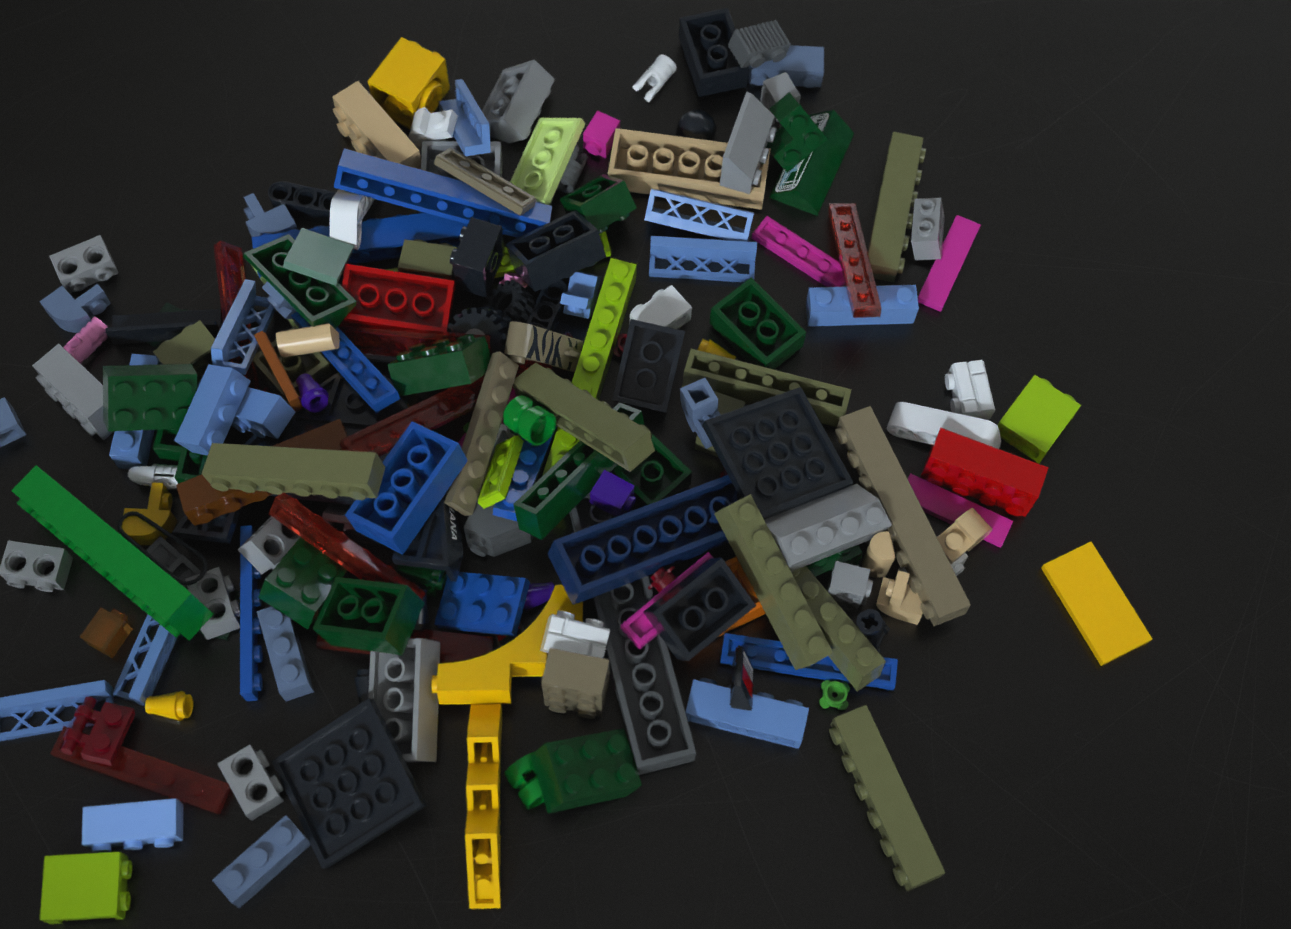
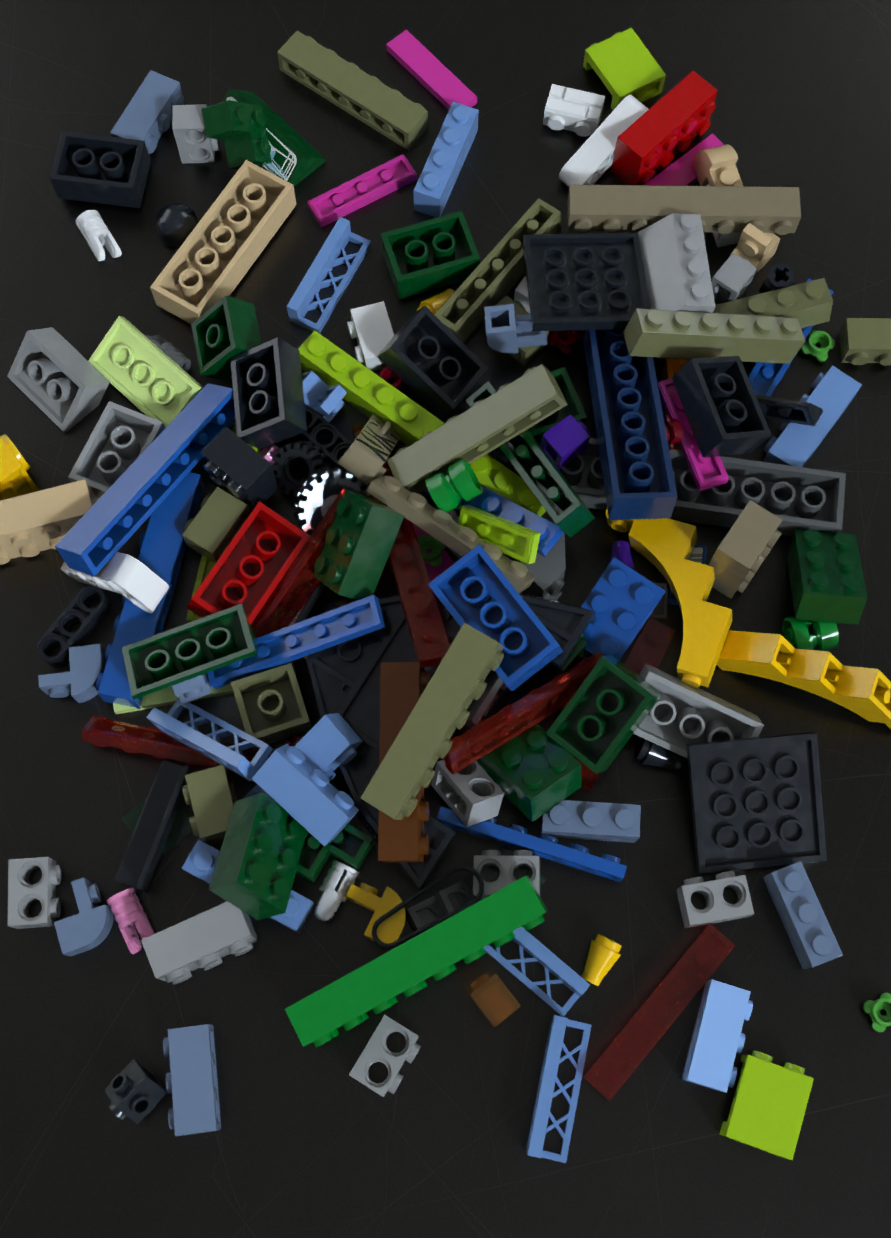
camera: 65 degrees left, 5 degrees up
(107, 733) = (613, 1032): dark red plate -> none
(278, 371) = (283, 713): dark orange tile -> none
(307, 340) = (264, 670): tan brick -> none
(311, 393) = (326, 688): dark purple cone -> none
(318, 256) = (169, 623): sand green tile -> none
(432, 126) = (55, 460): white brick -> none
(471, 127) = (68, 427): medium blue fence -> none
(485, 181) = (154, 429): dark tan tile -> none
(575, 636) = (705, 529): white brick -> none
(600, 134) = (140, 309): dark pink brick -> none
(695, 224) = (290, 260): medium blue fence -> none
(747, 146) = (241, 173): light grey slope -> none
(759, 44) = (125, 117): dark grey brick -> none
(854, 260) = (404, 139): clear red plate -> none
(879, 555) = (715, 241): tan brick -> none
(927, 229) = (394, 69): light grey brick -> none
(1096, 603) = (812, 106): yellow tile -> none

